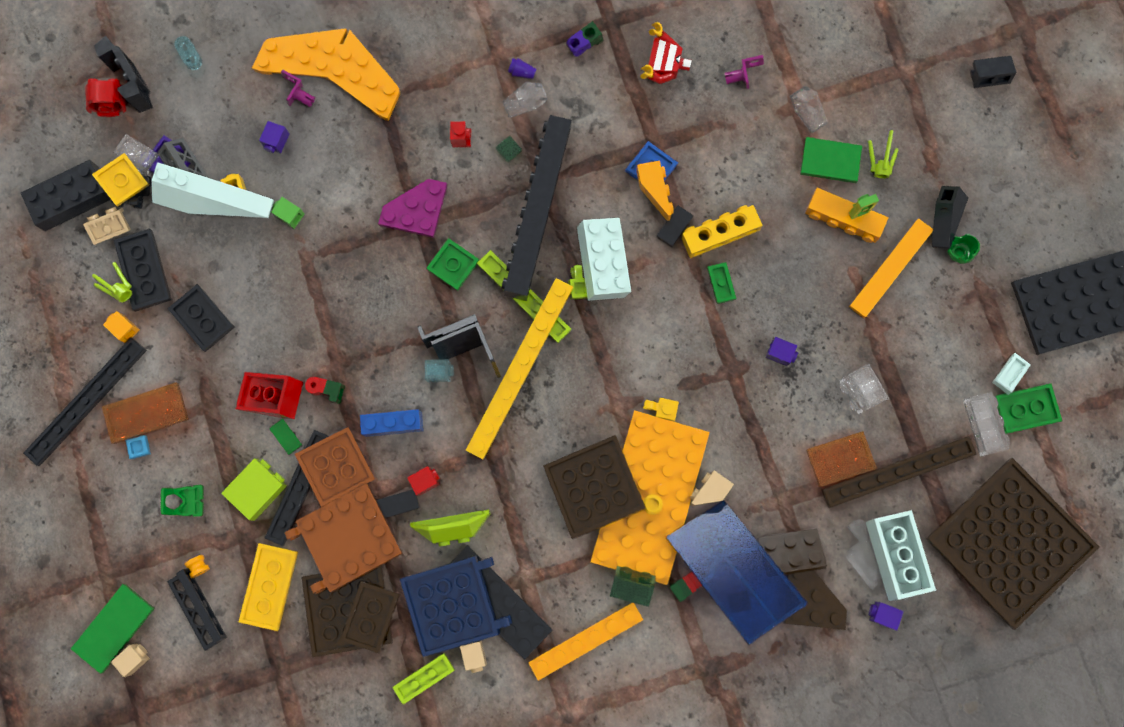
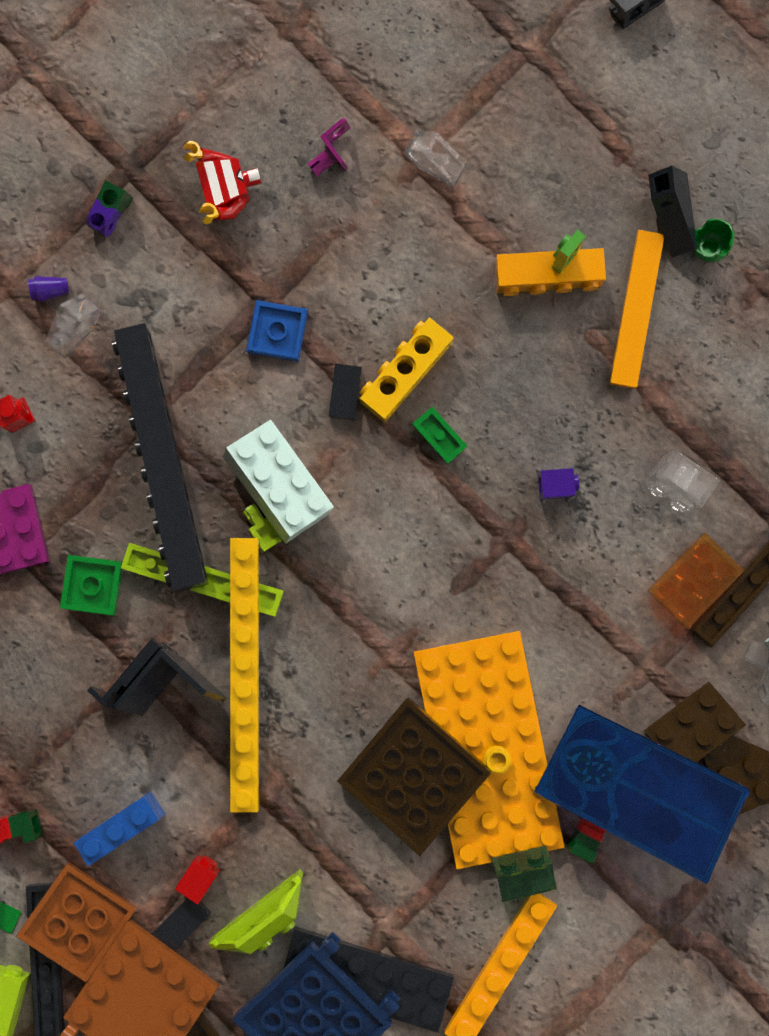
camera: 30 degrees left, 5 degrees up
(438, 370) = (144, 730): clear light blue brick -> none
(508, 149) = (85, 399): clear green tile -> none
(652, 184) = (289, 354): light orange slope -> none
(664, 408) = (450, 630): yellow plate -> none
(713, 490) = (560, 702): tan slope -> none
(831, 160) = (495, 209): green tile -> none
(883, 168) = (565, 186): lime plant -> none

